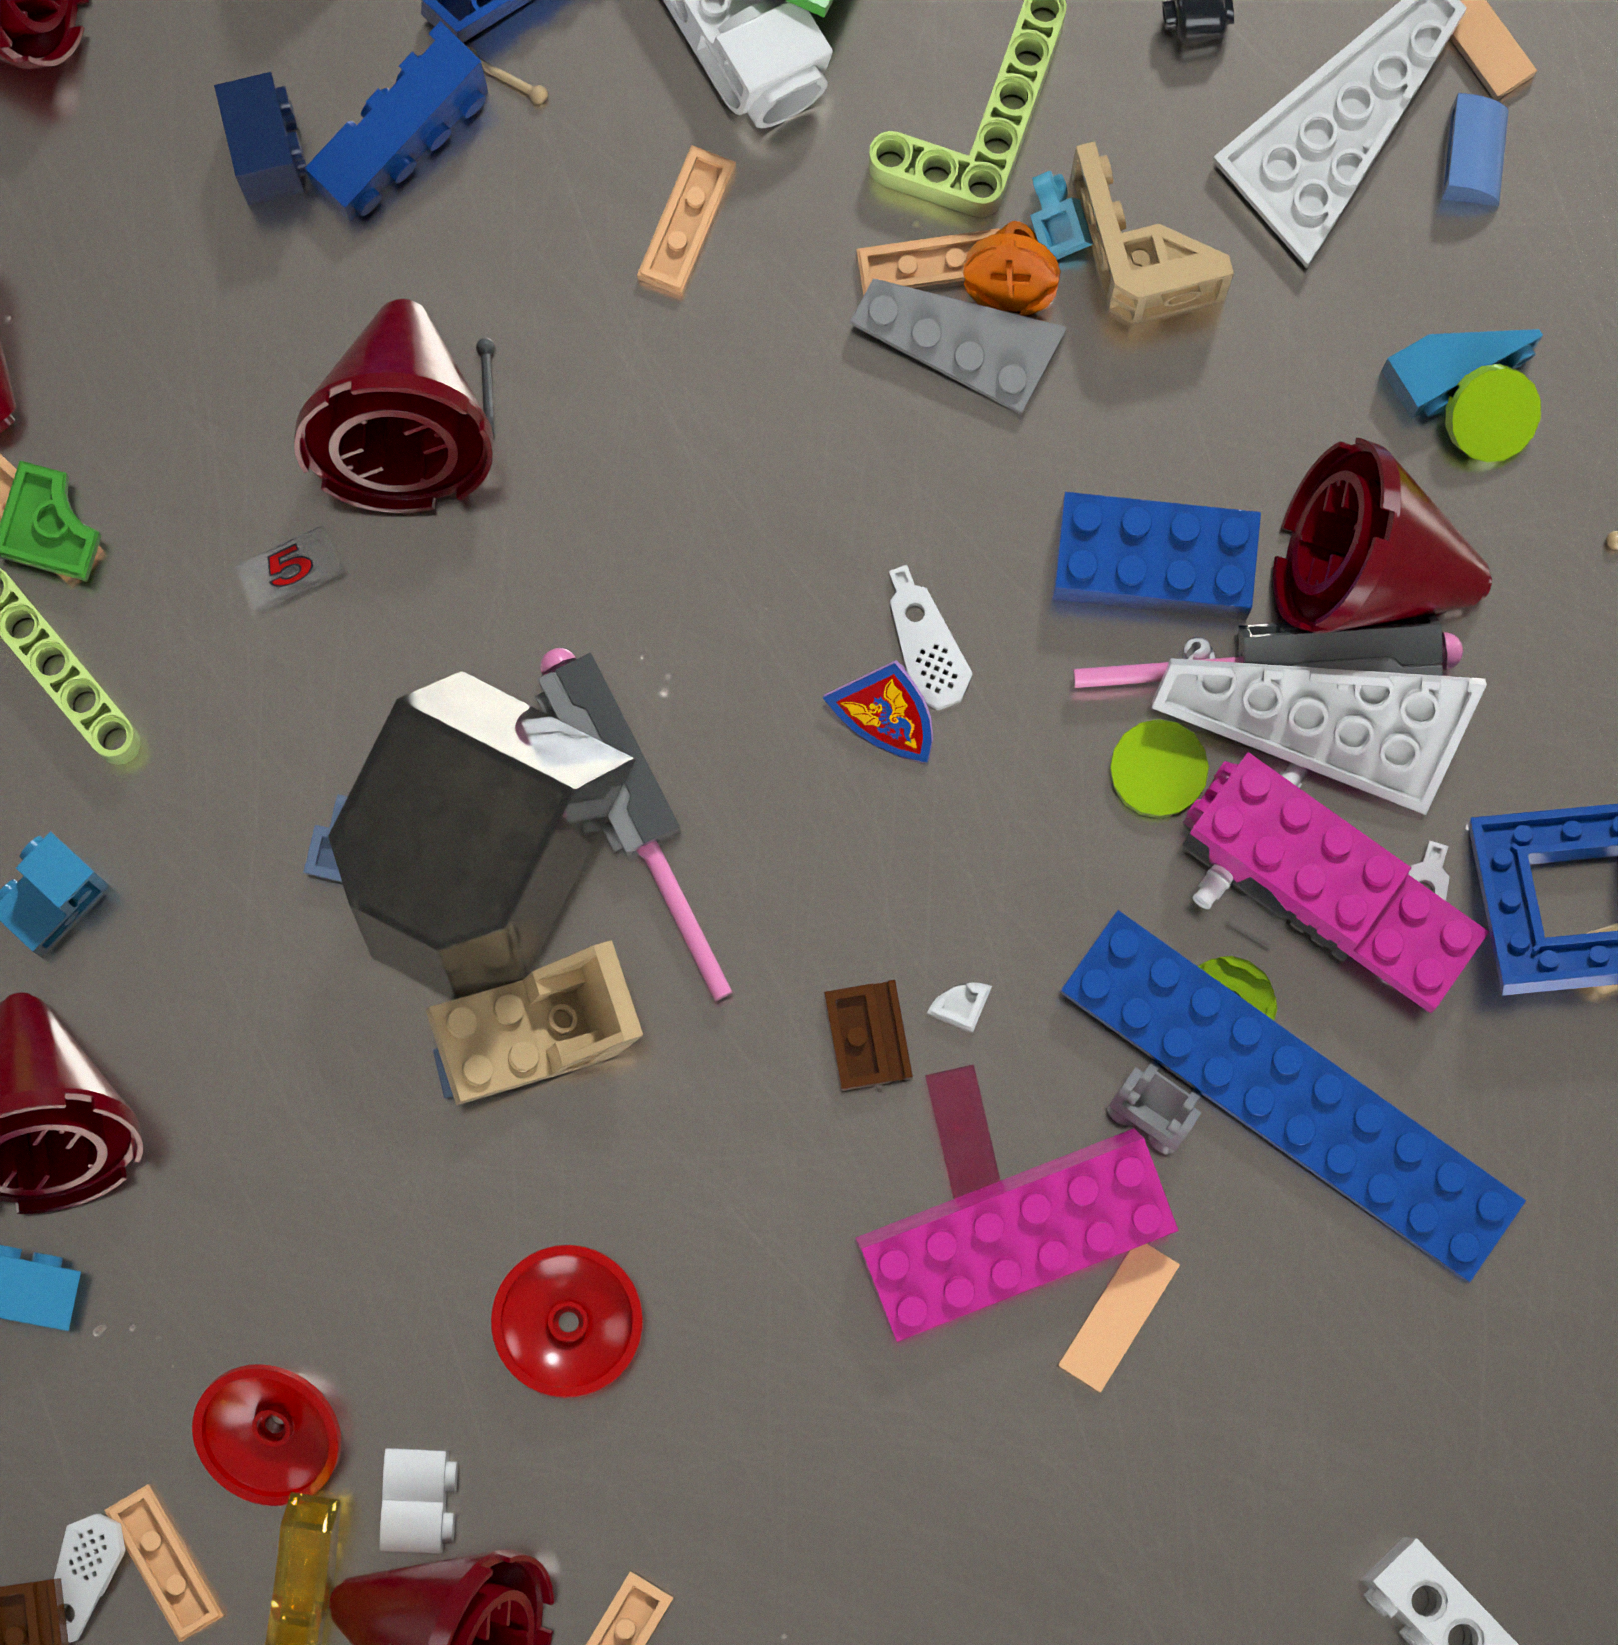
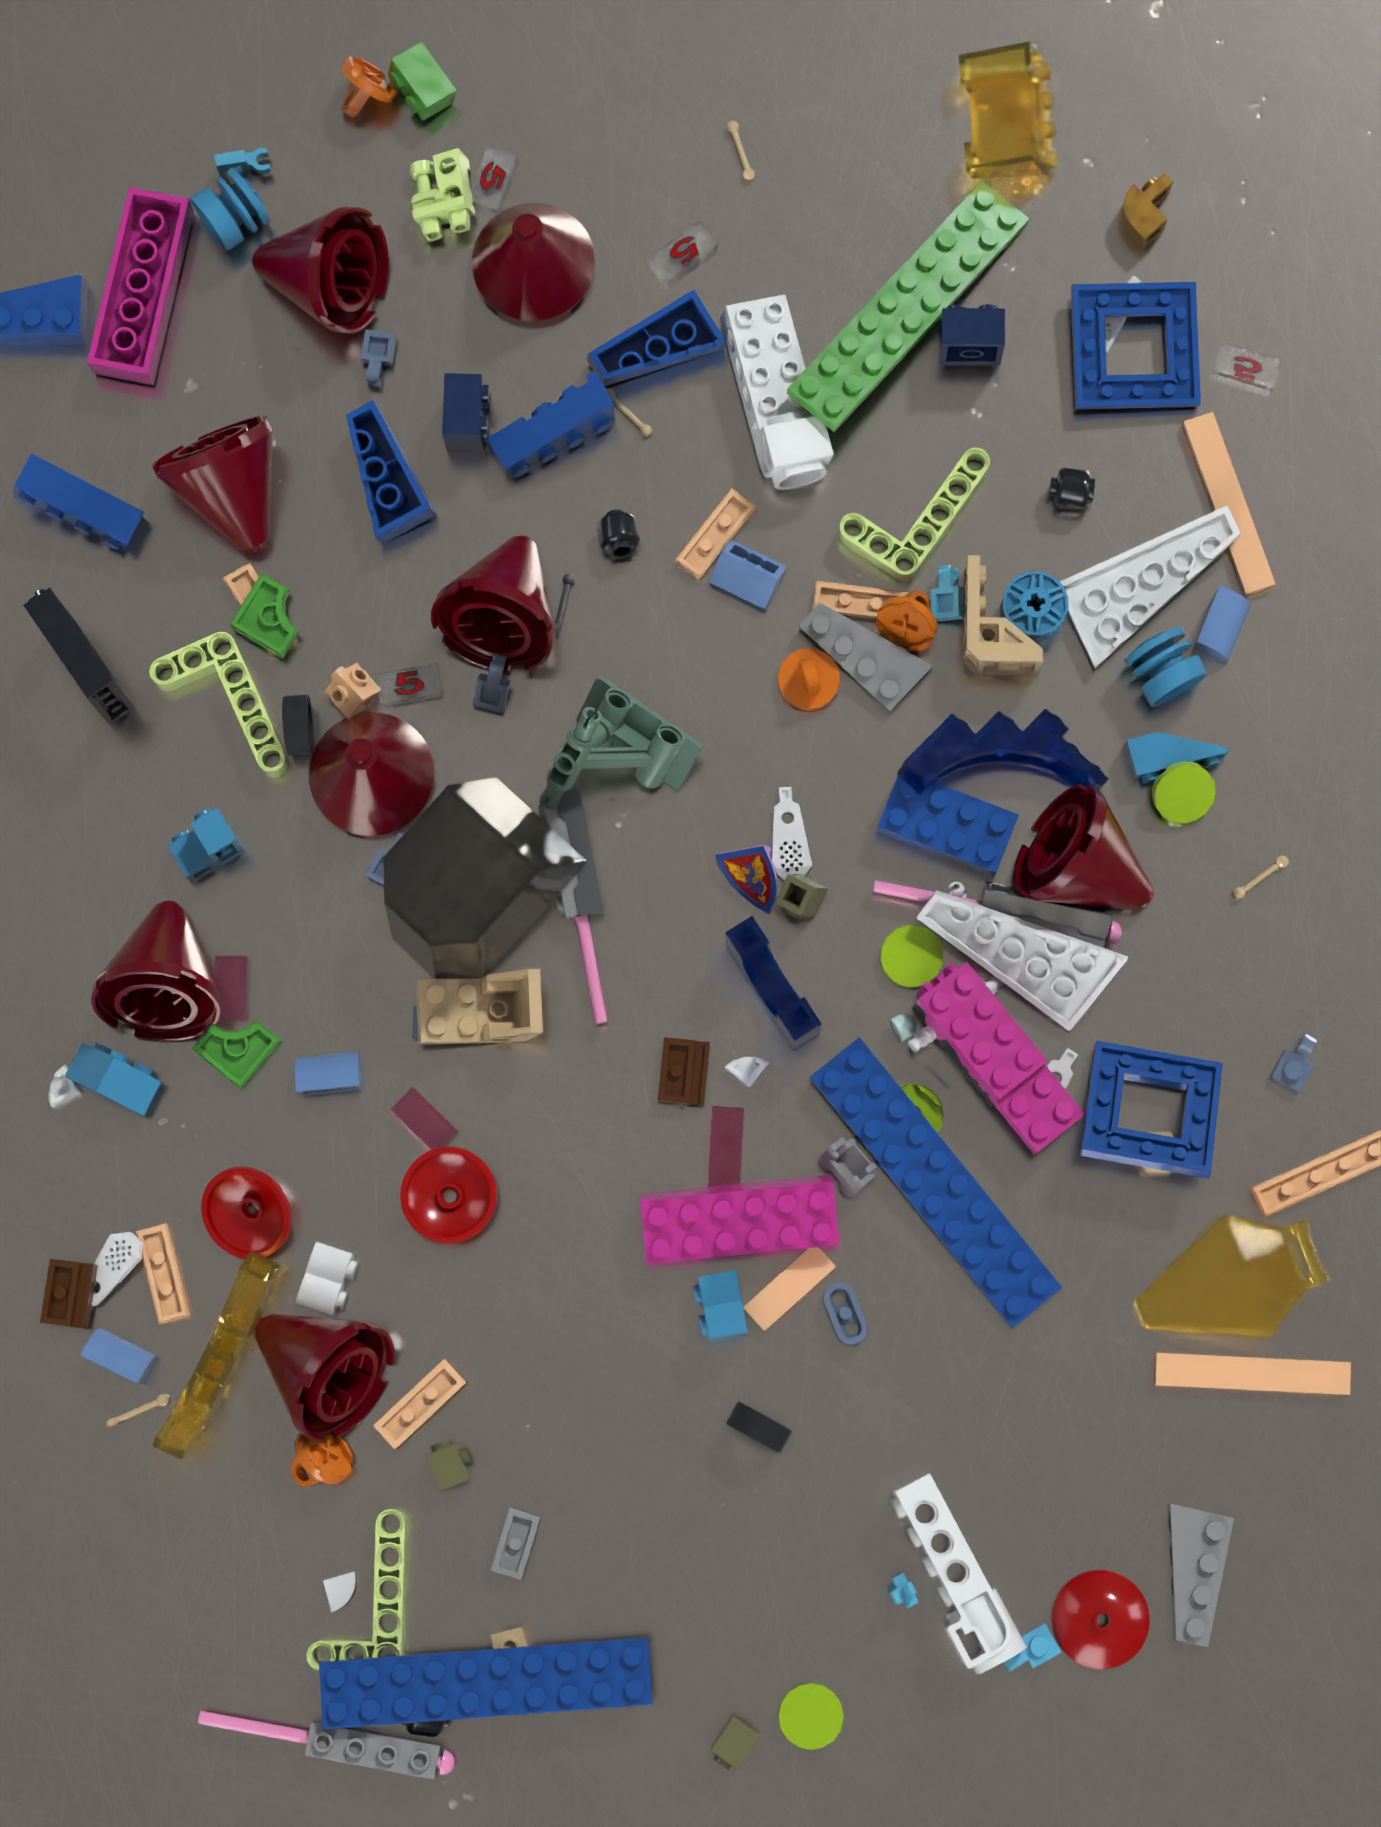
camera: 20 degrees right, 0 degrees up
(102, 84) = (378, 352): none -> sand blue plate
(139, 674) = (298, 725): none -> black tyre
(147, 1091) = (232, 982): none -> clear pink tile
(177, 275) = (389, 481): none -> blue wedge
(183, 1195) = (238, 1052): none -> bright green tile
(205, 599) = (352, 690): none -> light nougat brick
(271, 719) = (371, 775): none -> dark red cone
(331, 1187) = (328, 1073): none -> medium blue brick
(416, 541) = (491, 689): none -> sand blue plate
(496, 1217) = (424, 1119): none -> clear pink tile
(541, 258) = (618, 533): none -> black head
(632, 553) = (637, 737): none -> sand green plate
(751, 266) = (747, 574): none -> medium blue brick
(887, 398) = (808, 679): none -> orange tile
(921, 828) = (754, 957): none -> clear blue arch
(969, 723) = (800, 896): none -> olive brick
(1027, 1373) = (722, 1306): none -> dark azure brick
(1135, 1540) = (759, 1427): none -> black tyre
(1177, 876) = (903, 1026): none -> light aqua hinge
(1203, 412) = (1000, 741): none -> clear blue arch
(1205, 171) = (1046, 591): none -> dark azure wheel
(1215, 1330) = (846, 1313): none -> sand blue plate
(1414, 233) = (1167, 668): none -> dark azure wheel

